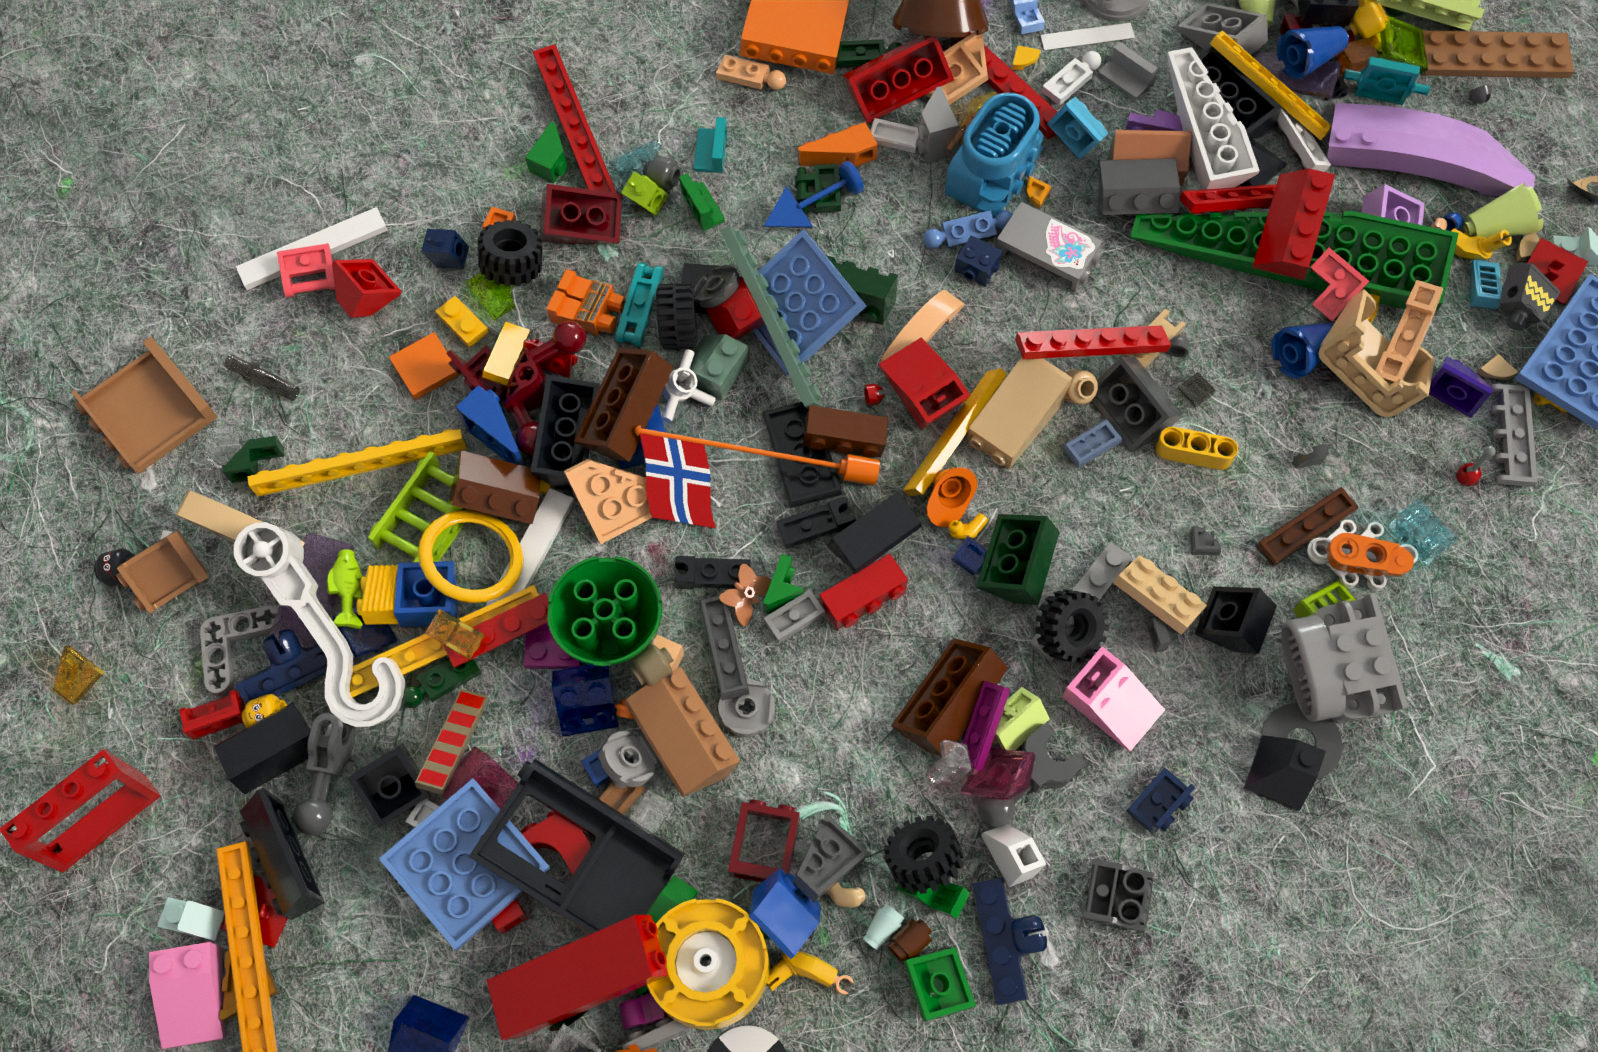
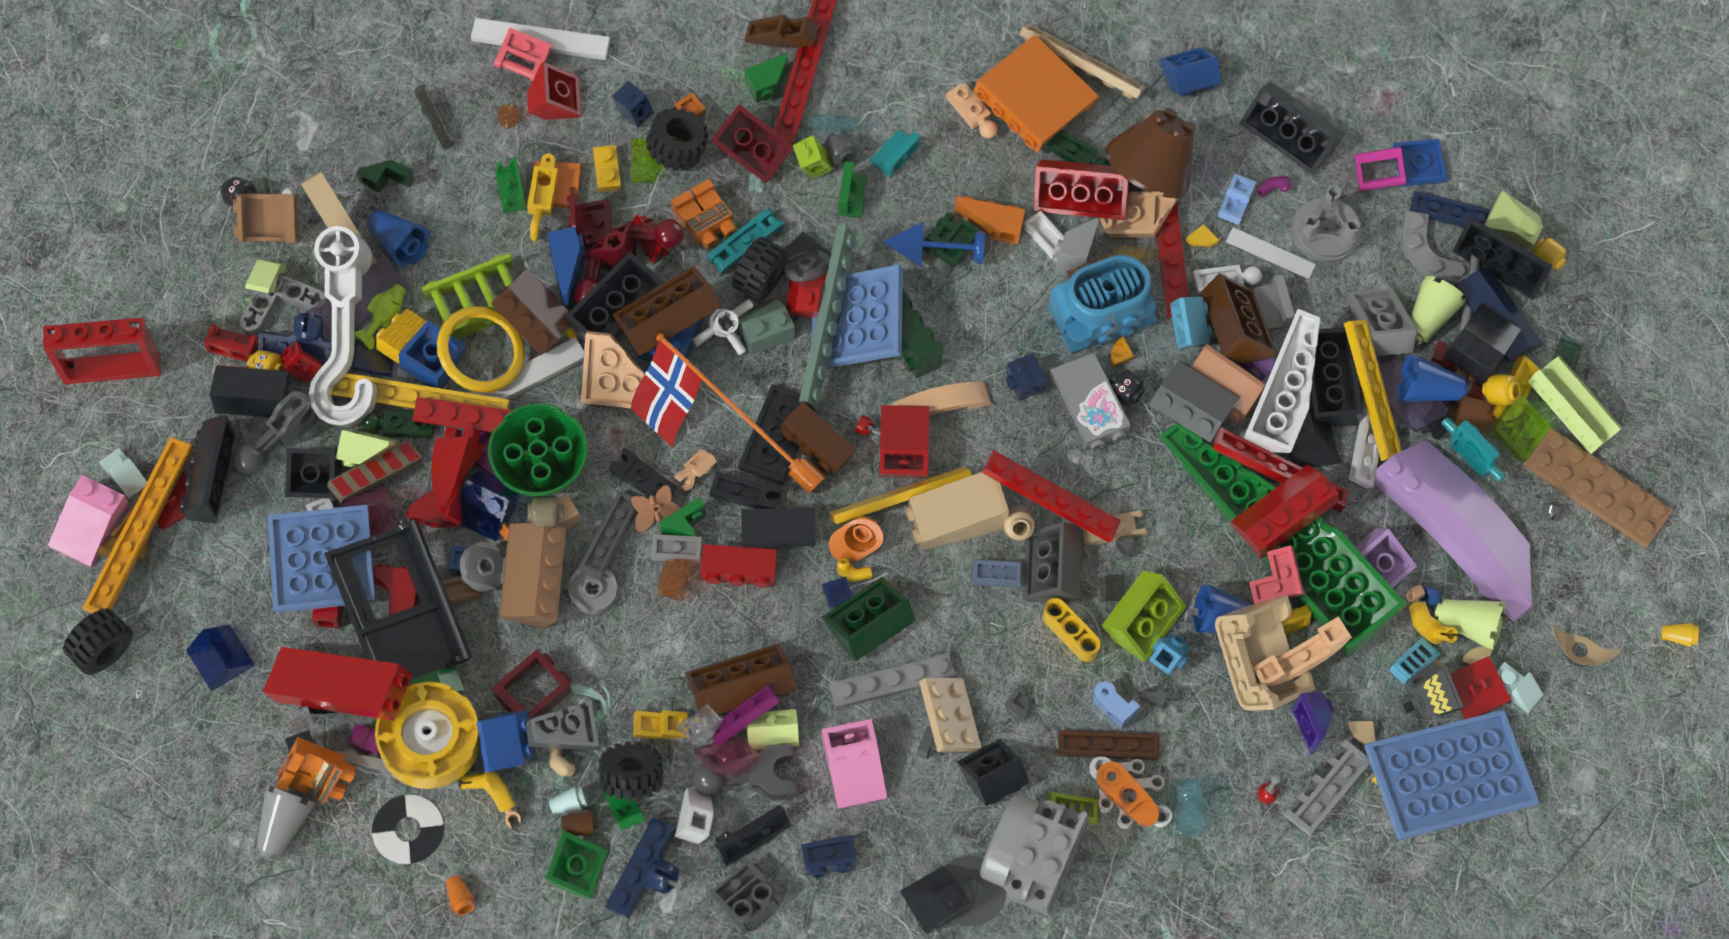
camera: 30 degrees right, 0 degrees up
(75, 675) = (161, 252): clear yellow slope -> none
(145, 409) = (338, 87): medium nougat panel -> none
(201, 627) = (265, 275): none -> yellowish green slope
(298, 687) = (299, 362): none -> red bracket
(309, 505) = (399, 237): none -> blue cone
(325, 332) = (505, 110): none -> clear orange bush
(354, 463) = (450, 225): yellow plate -> none
(383, 393) = (510, 187): none -> green hinge
(421, 382) = (542, 197): none -> yellow piece
(422, 725) = (359, 446): none -> yellowish green slope
(454, 634) = (427, 397): clear yellow slope -> none
(505, 353) = (617, 214): yellow tile -> none
(524, 686) = (450, 464): none -> red hips
(532, 107) = (781, 32): none -> reddish brown slope
(653, 812) = (471, 614): clear panel -> none
(753, 528) = (695, 466): none -> light nougat plate
(815, 646) = (674, 579): none -> clear orange brick
(907, 791) = (658, 725): none -> yellow slope
(959, 230) = (1041, 346): medium blue plate -> none
(1068, 856) = (752, 835): none -> black hinge
(1070, 211) = (1127, 387): none -> black head
(1087, 628) = (871, 705): black tyre -> none
(1118, 100) = (1237, 320): none -> reddish brown slope
(1243, 393) = (1144, 614): none -> lime slope
(1285, 488) = (1114, 705): none -> light blue leg
(1296, 410) = (1170, 653): none -> dark azure brick

